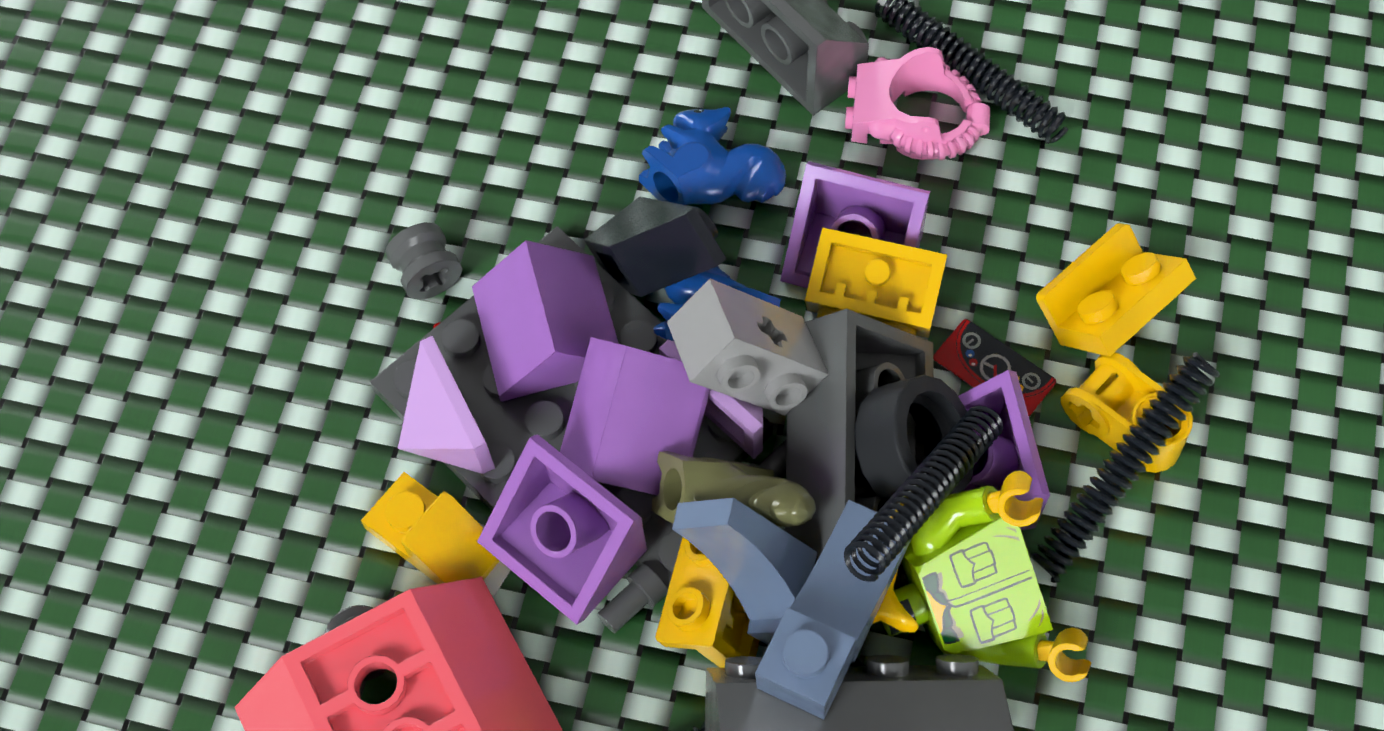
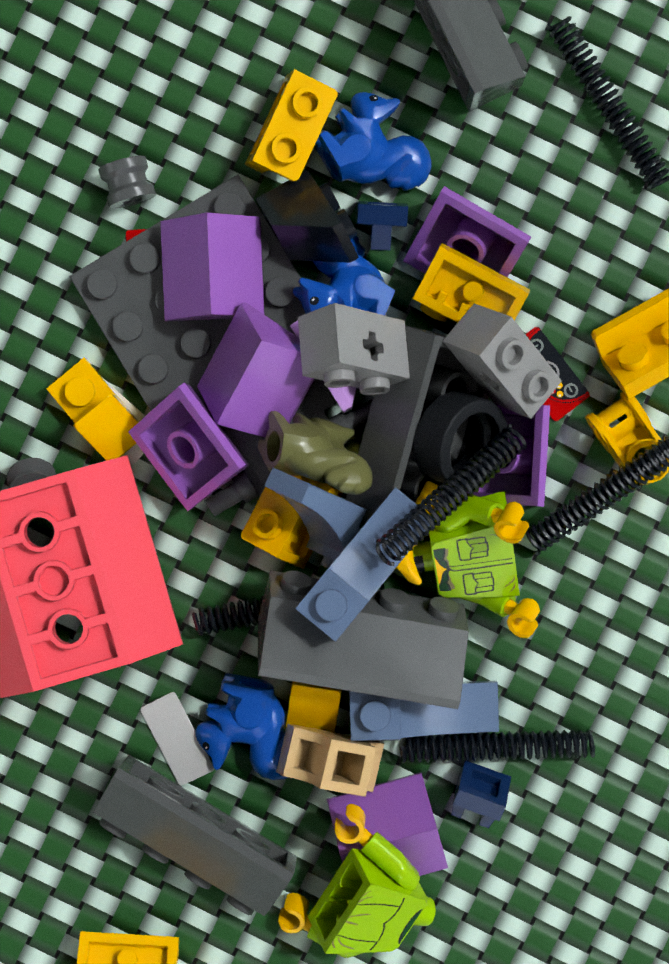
camera: 10 degrees right, 25 degrees up
(438, 418) = (116, 328): lavender slope -> none
(609, 154) = (292, 126): none -> yellow bracket
(743, 231) = (382, 218): none -> dark blue tile
(916, 137) = (521, 112): bright pink piece -> none
(940, 325) = (502, 360): none -> light grey brick

